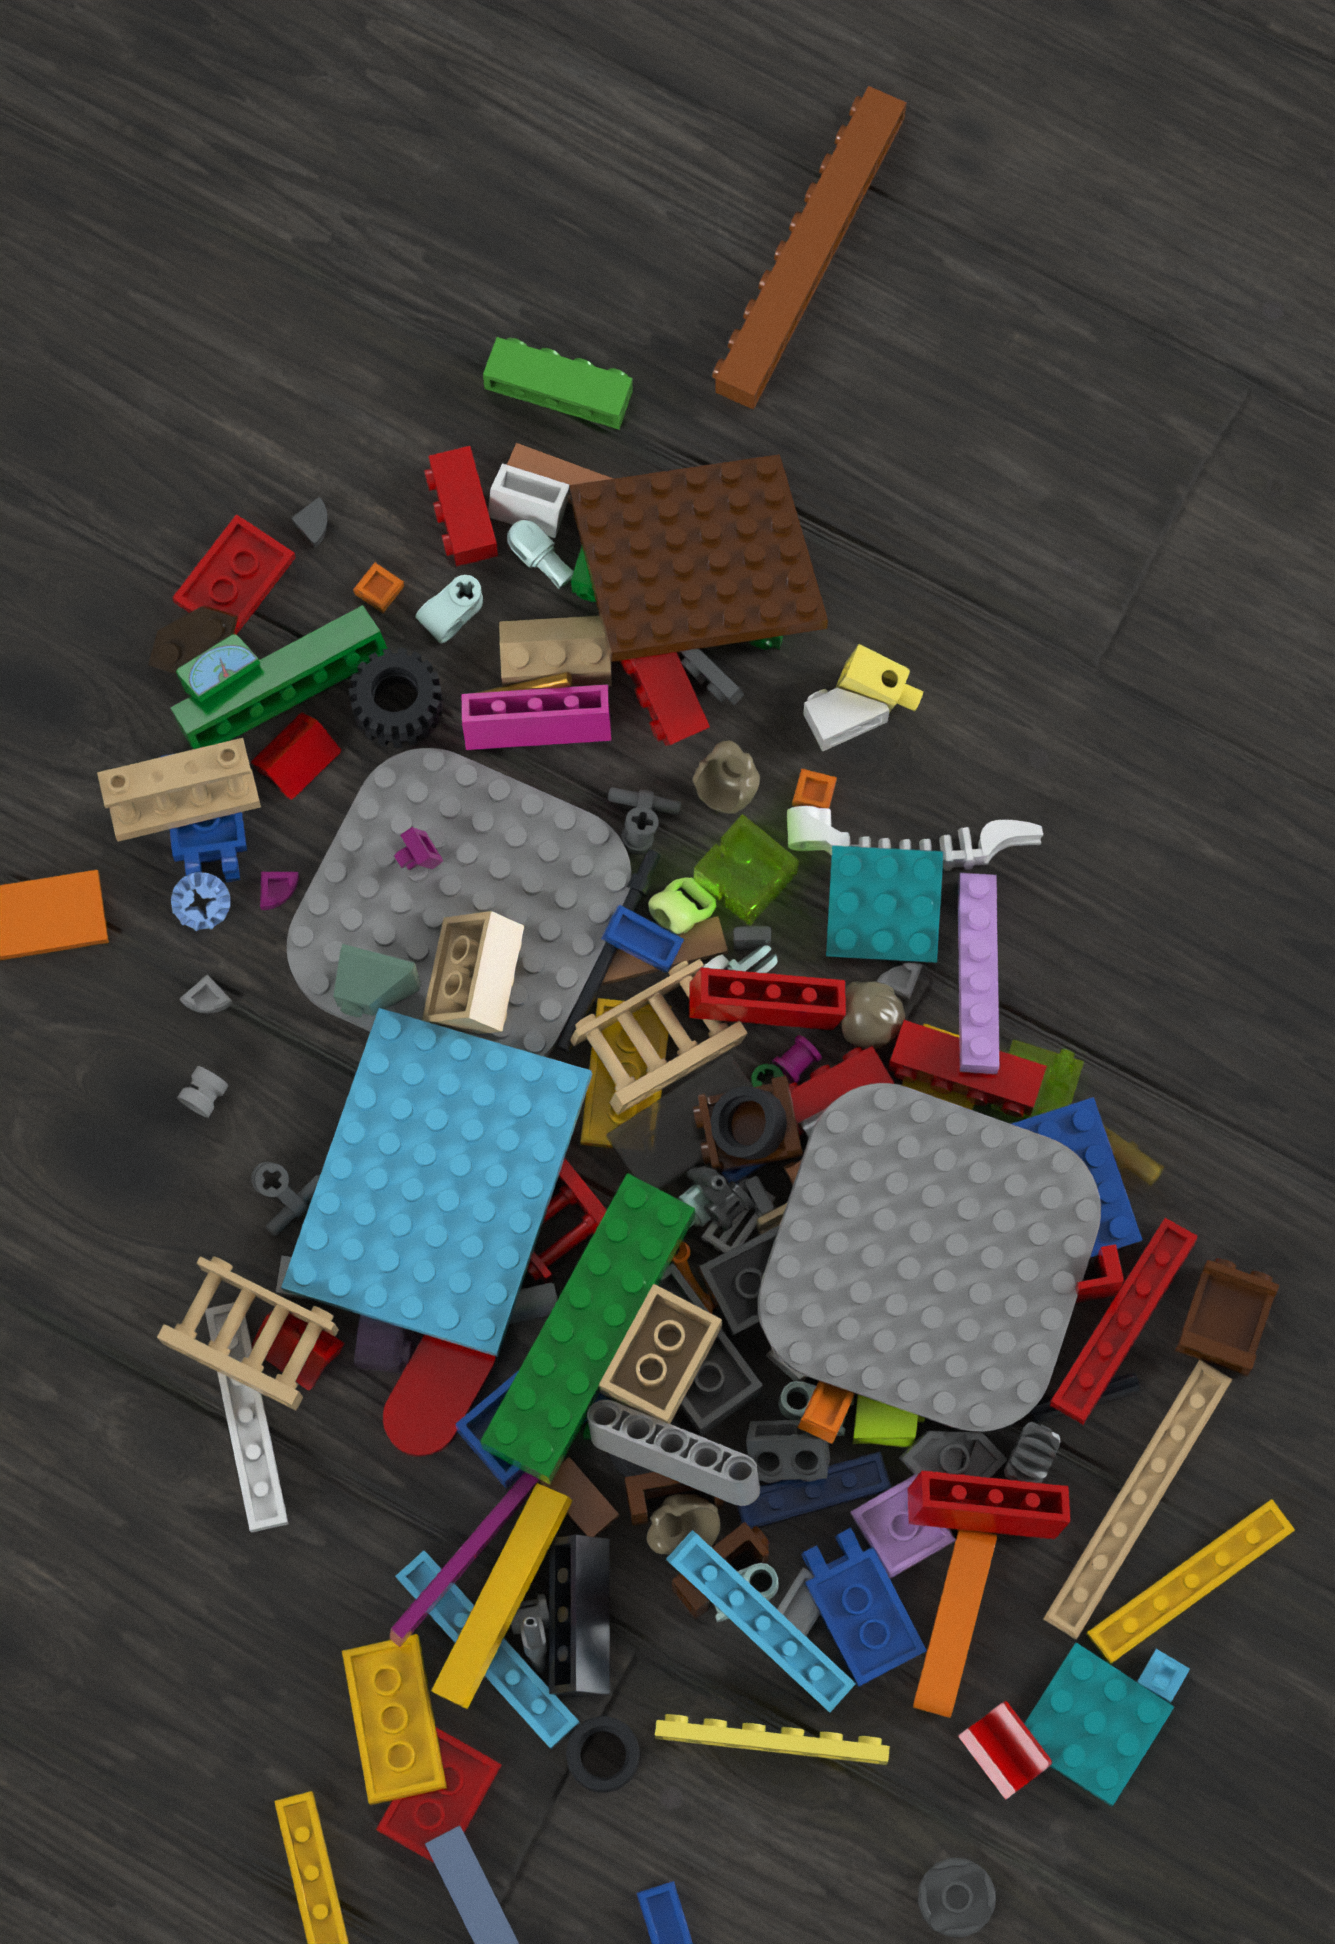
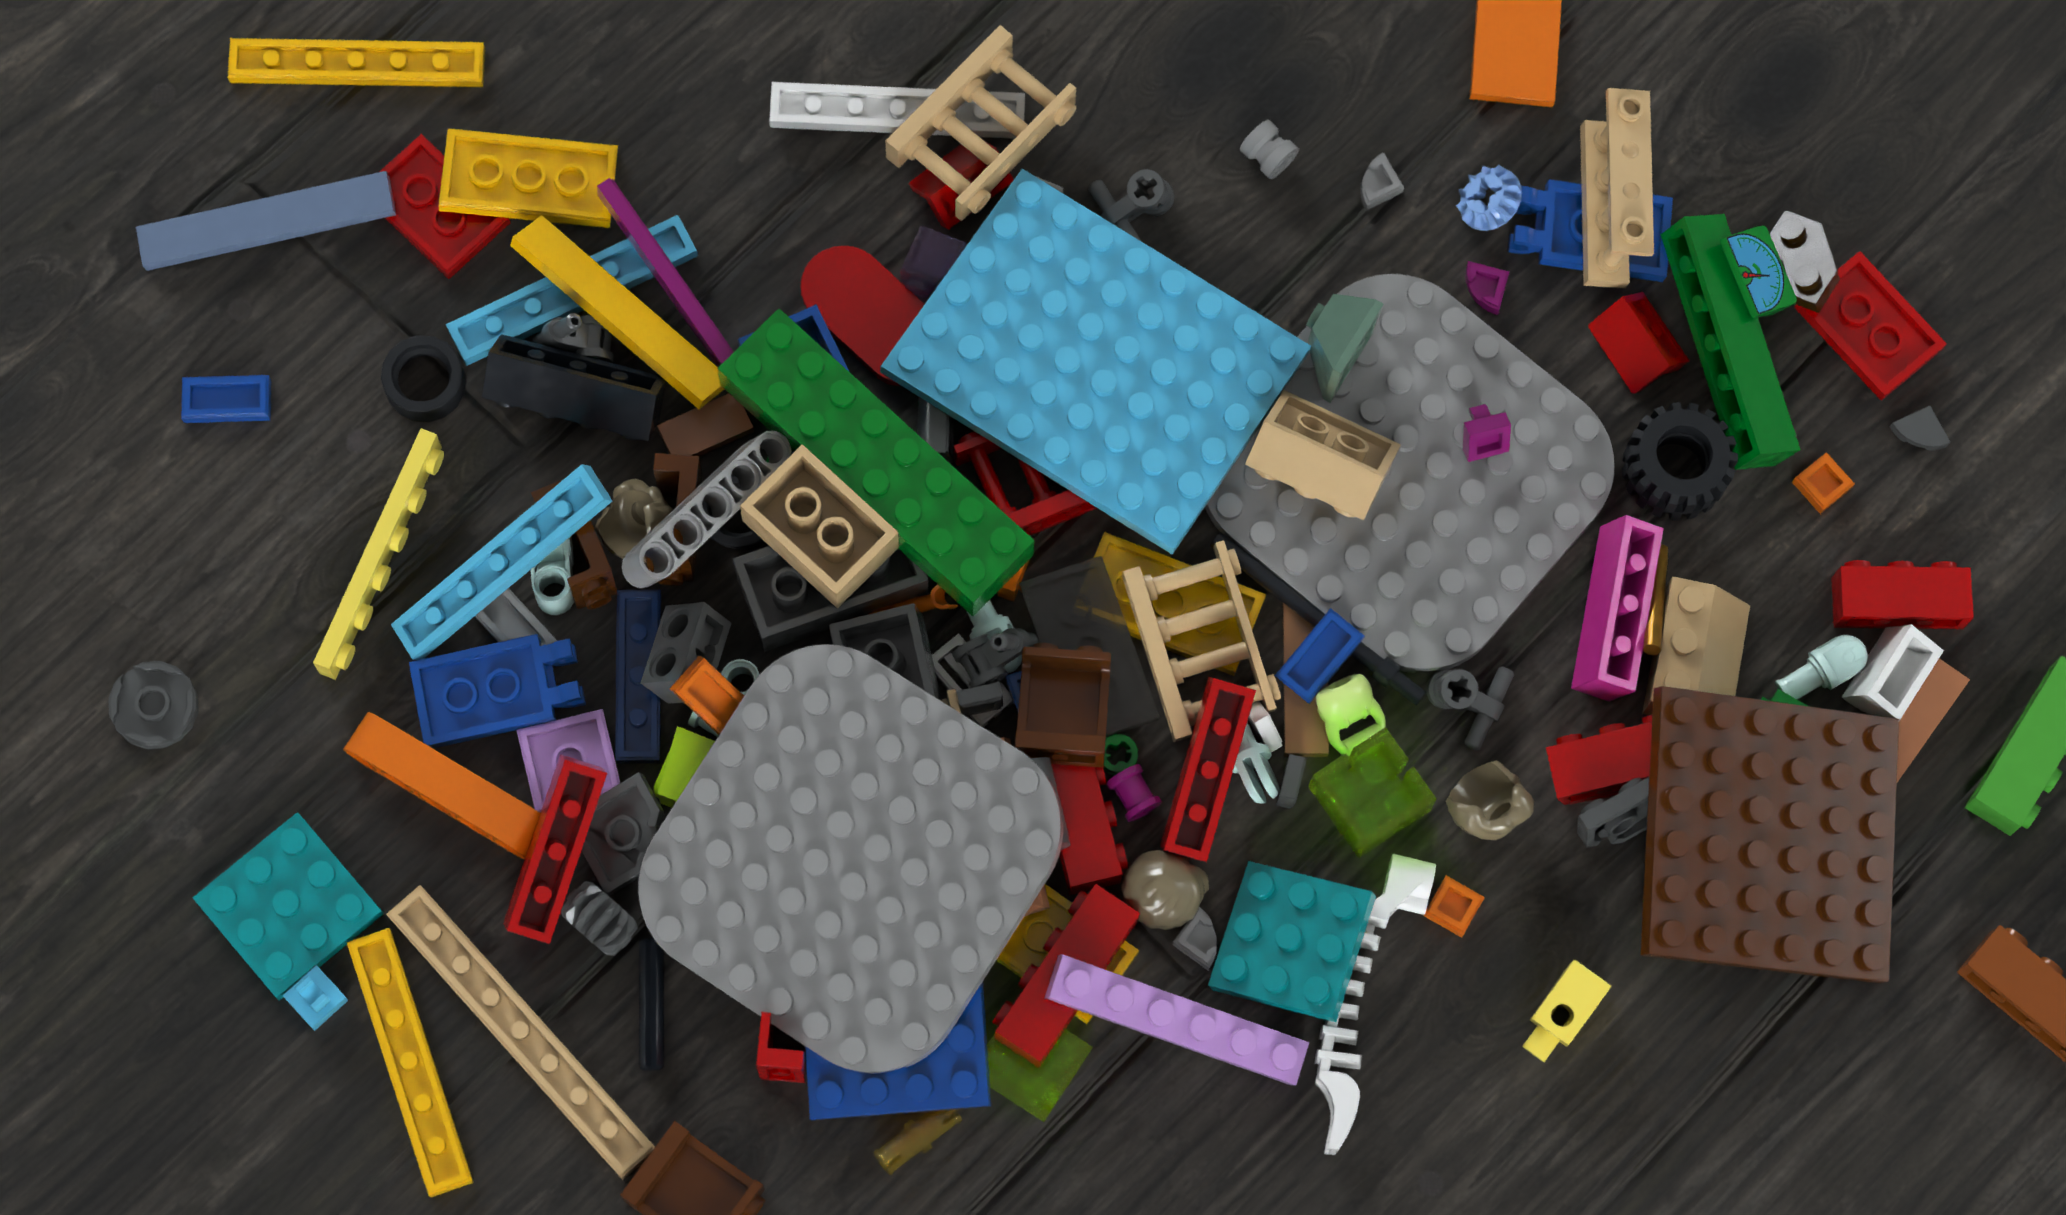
camera: 100 degrees right, 0 degrees up
(448, 612) = (1773, 547): light aqua piece -> none
(722, 1123) = (1054, 721): black tyre -> none
(842, 716) = (1536, 957): white slope -> none
(1005, 1749) = (287, 794): red panel -> none
(1123, 1321) = (722, 1070): red plate -> none

